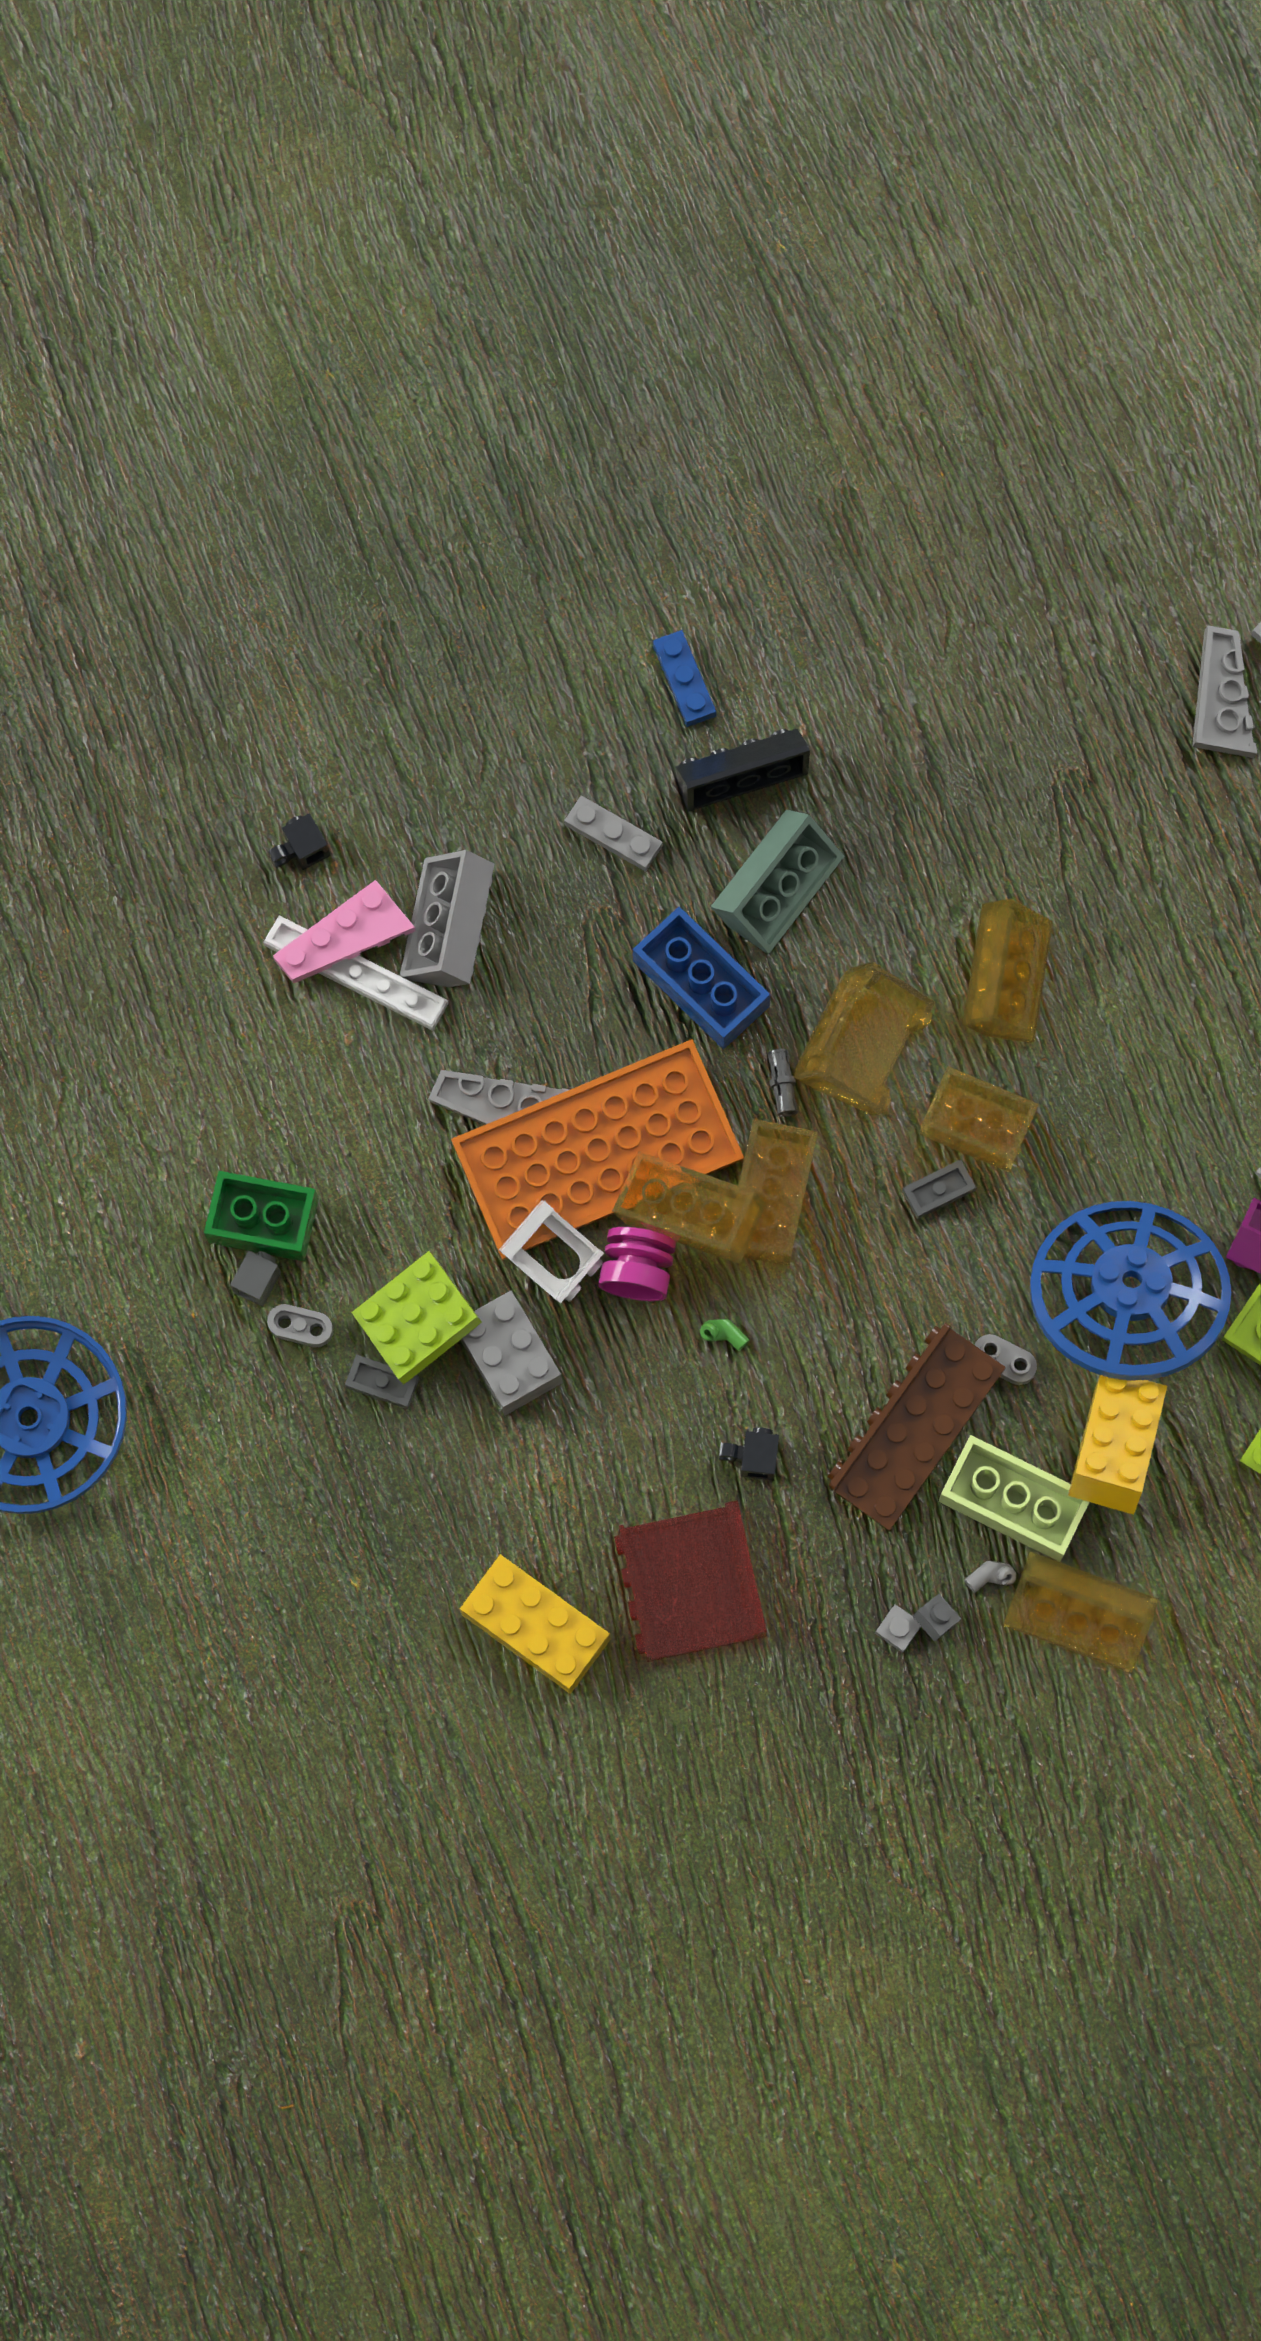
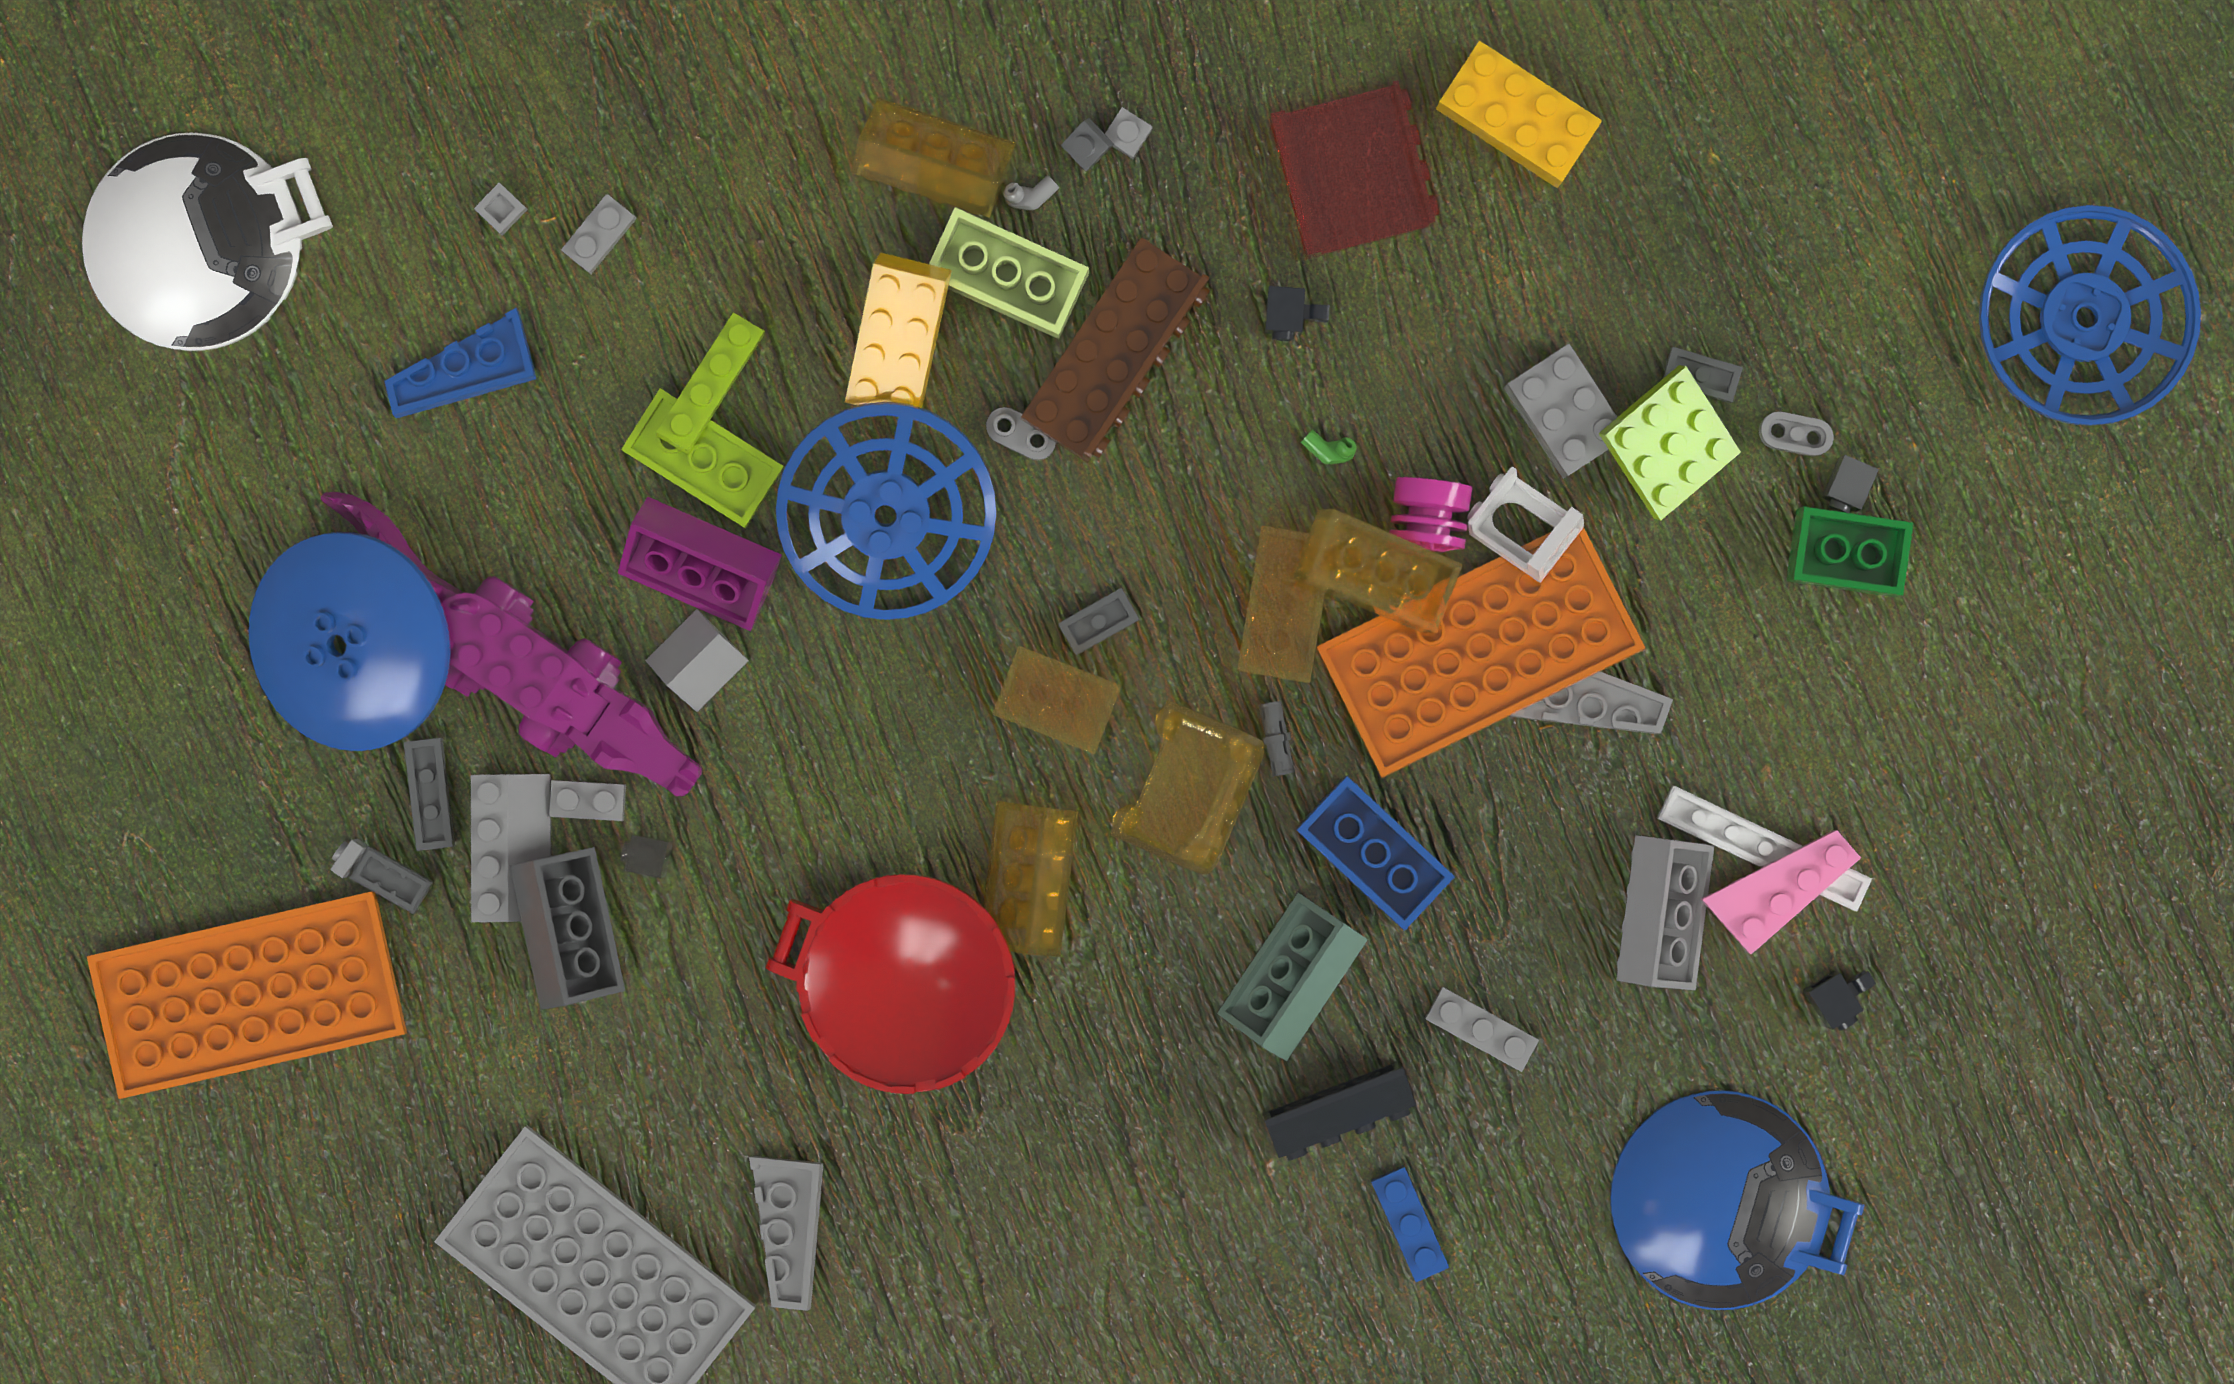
camera: 175 degrees right, 15 degrees up
(410, 686) = (1725, 1201): none -> blue dish
(1124, 886) = (901, 981): none -> red dish

